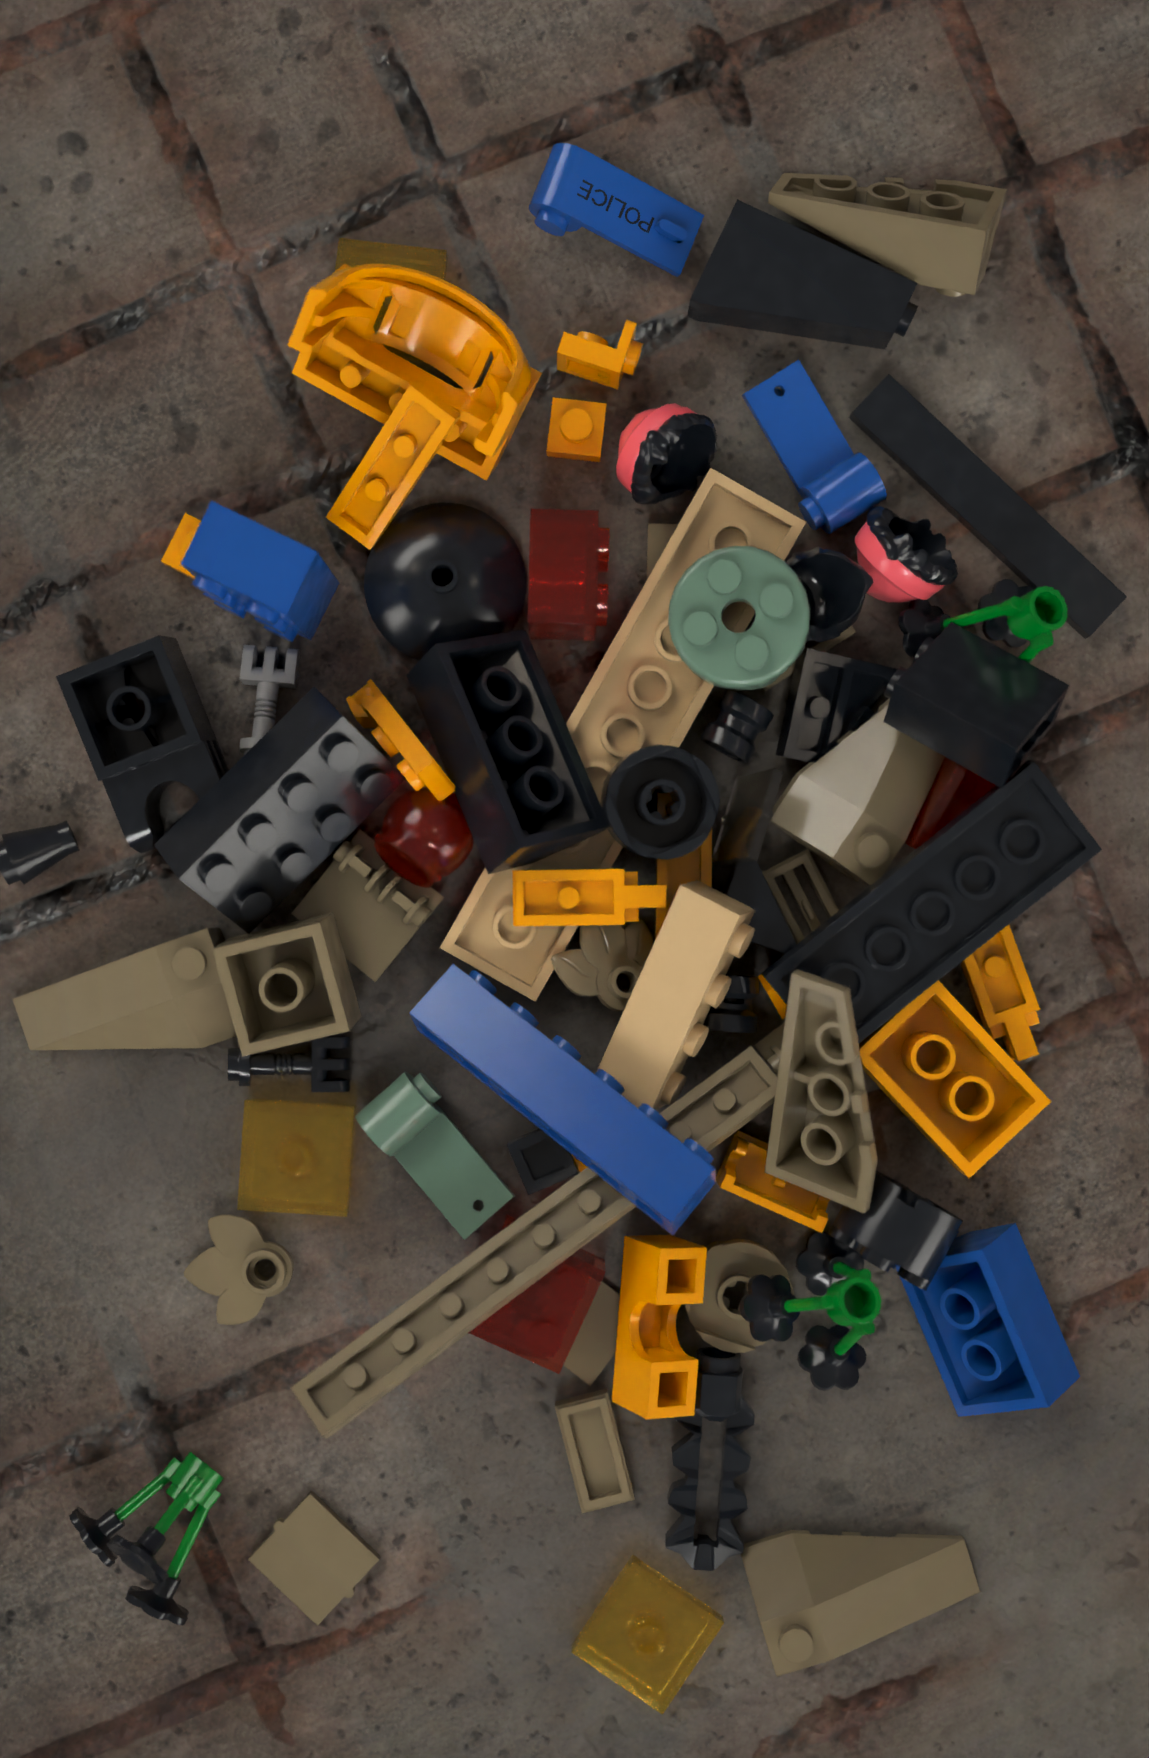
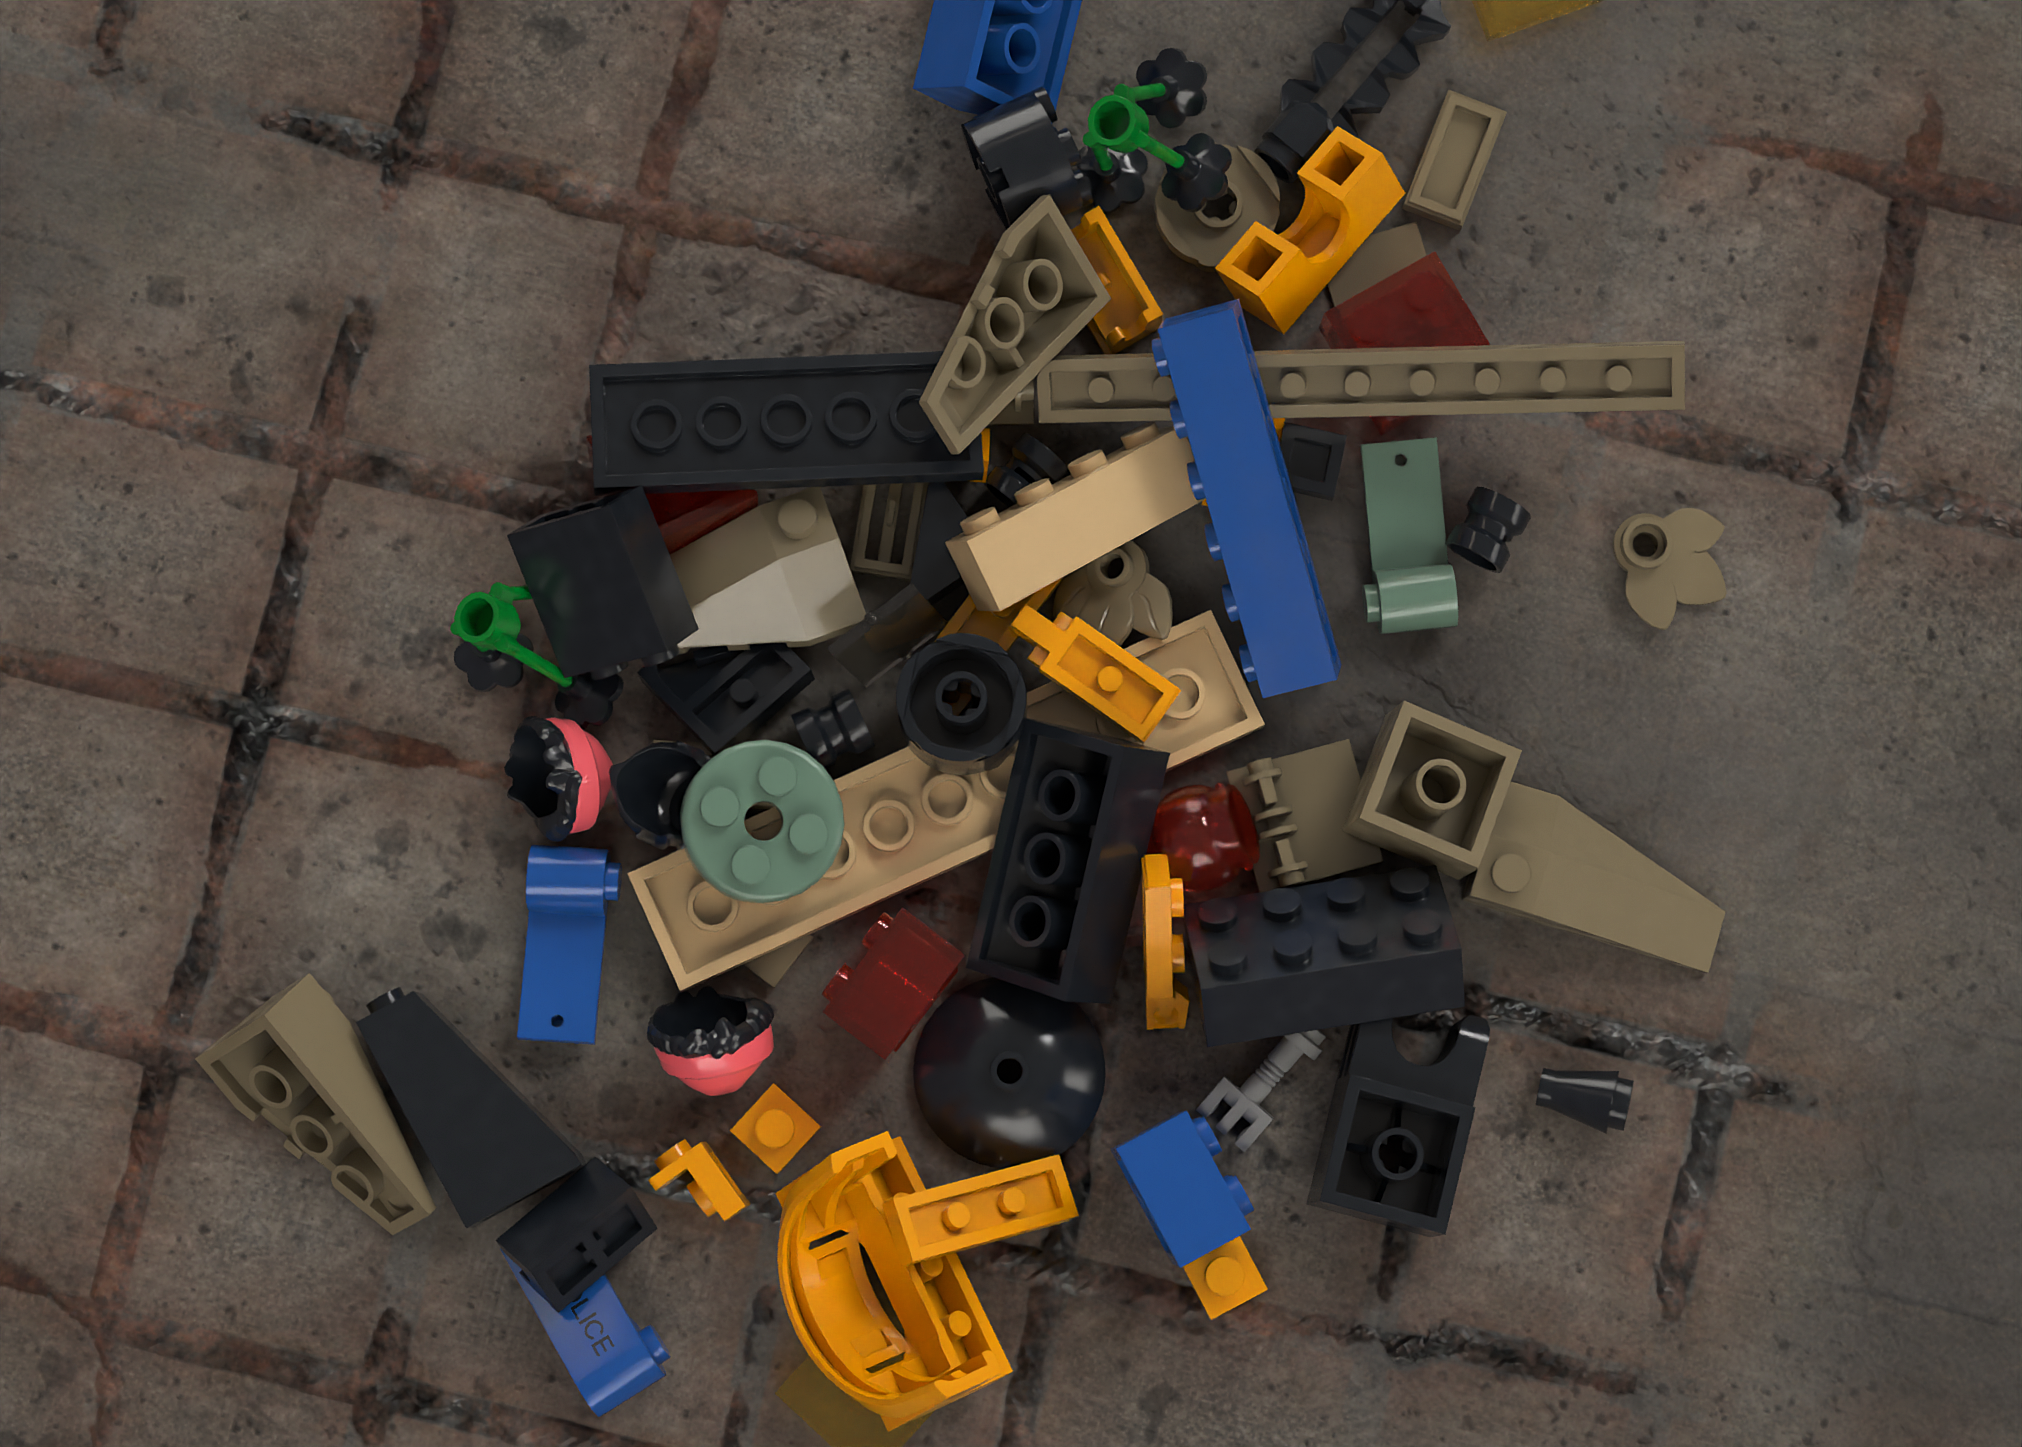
camera: 145 degrees left, 5 degrees down
(191, 1485) = (1853, 392): plant -> none
(296, 1157) = (1541, 628): clear yellow plate -> none
(311, 1064) = (1462, 703): black hinge -> none
(314, 1558) = (1788, 248): dark tan piece -> none
(384, 1200) = (1487, 527): none -> black wheel
(659, 252) = (577, 1233): none -> black hinge
(951, 1079) = (877, 259): light orange brick -> none
(985, 504) = (440, 770): black tile -> none
(1004, 993) = (766, 301): light orange hinge -> none

